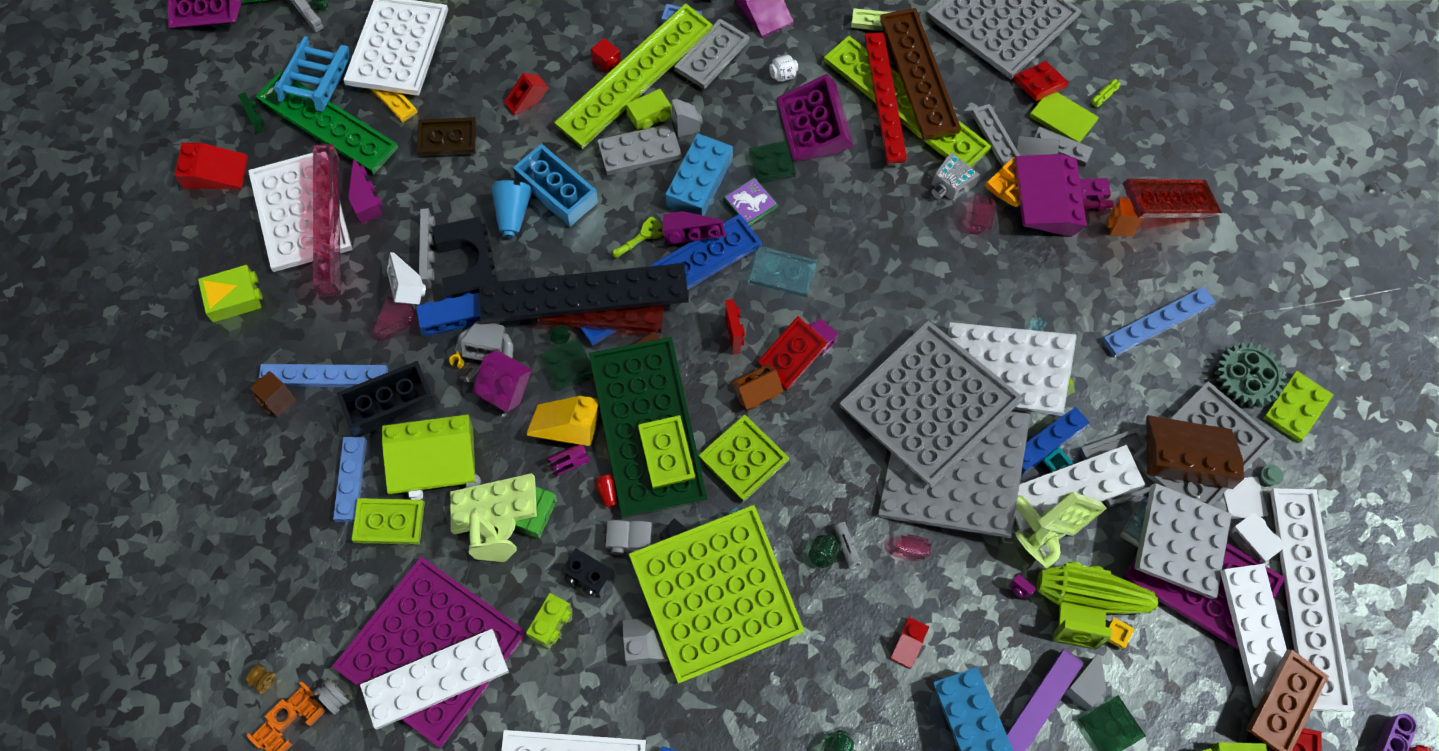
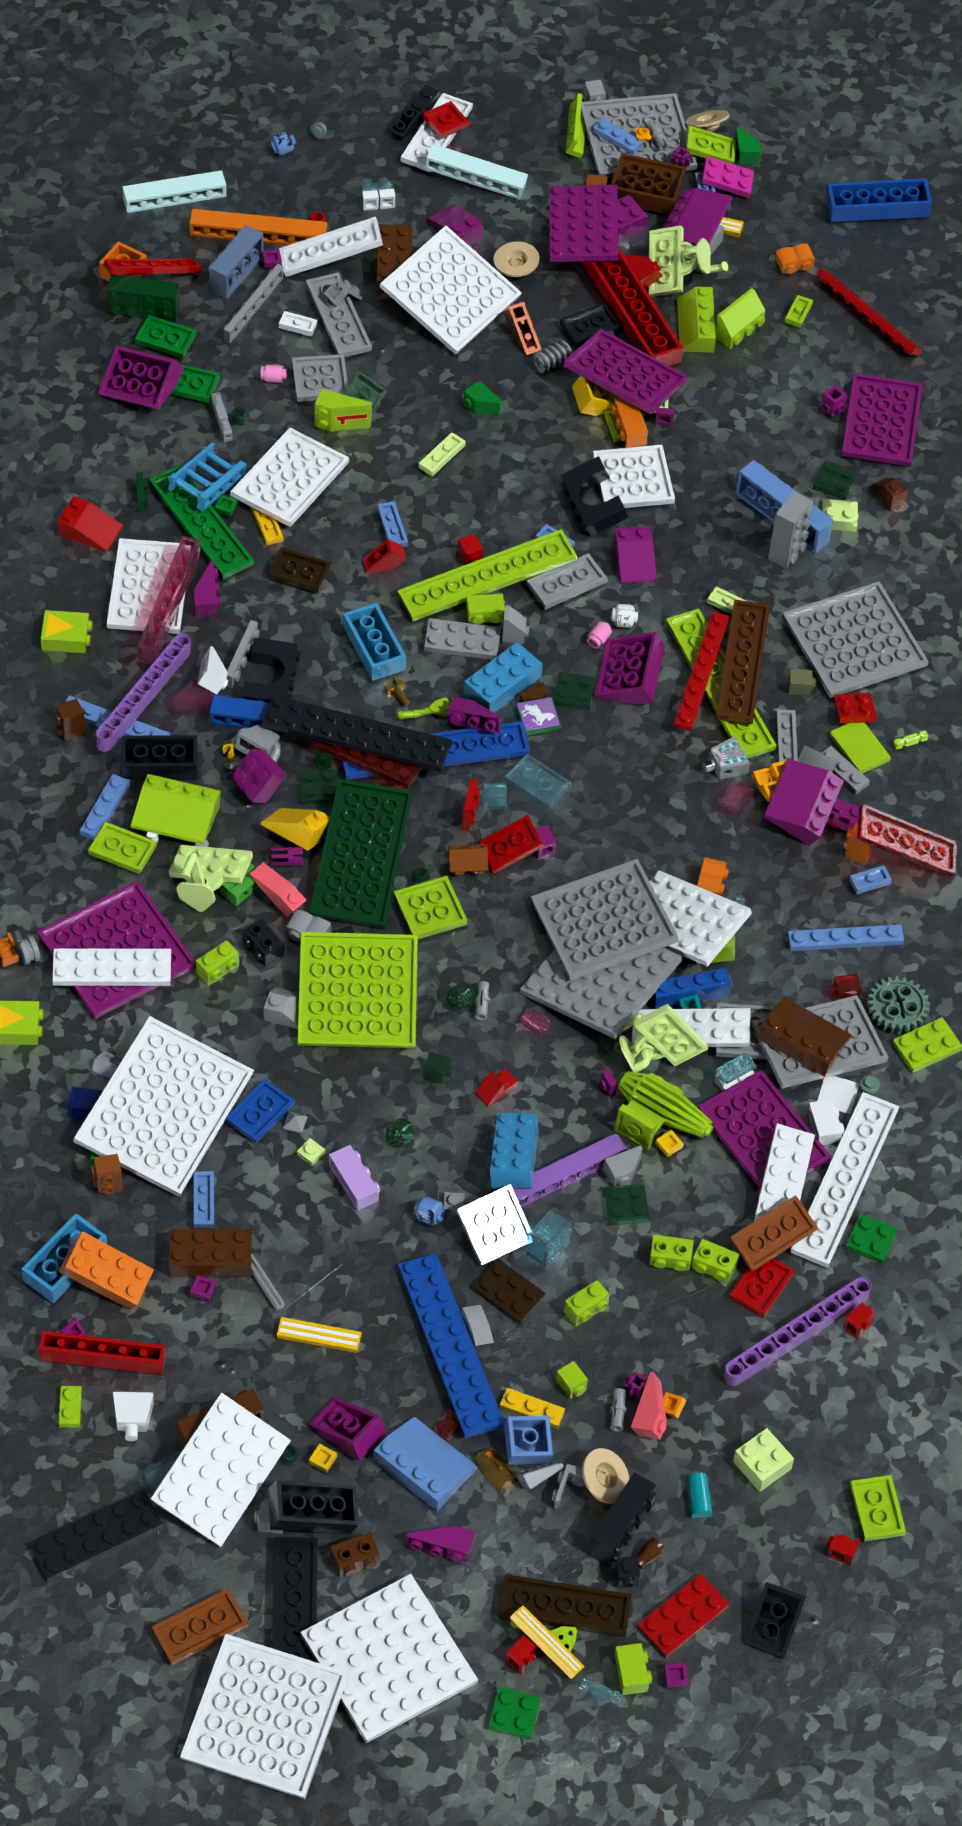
camera: 20 degrees right, 10 degrees down
(344, 96) = (226, 505): none -> green plate
(349, 302) = (143, 692): none -> medium lavender beam
(510, 206) = (328, 644): dark azure cone -> none
(518, 55) = (392, 523): none -> medium blue plate
(578, 505) = (278, 889): none -> coral slope
(599, 219) = (397, 690): none -> pearl gold bar
(607, 490) = (306, 888): red cone -> none
(666, 451) = (367, 875): lime plate -> none
(717, 425) = (420, 875): none -> clear green plate
(736, 178) = (534, 692): none -> reddish brown cone
(751, 304) = (494, 796): none -> clear light blue brick
(769, 96) = (599, 634): none -> bright pink brick
(841, 649) = (438, 1068): none -> clear green brick
(978, 73) = (800, 682): none -> olive brick
(1003, 308) = (712, 876): none -> orange brick
(1149, 250) = (870, 879): none -> medium blue plate
(1183, 541) = (755, 1092): light grey plate -> none
(1193, 377) = (846, 986): none -> clear red brick
(1371, 655) = (871, 1238): none -> green plate

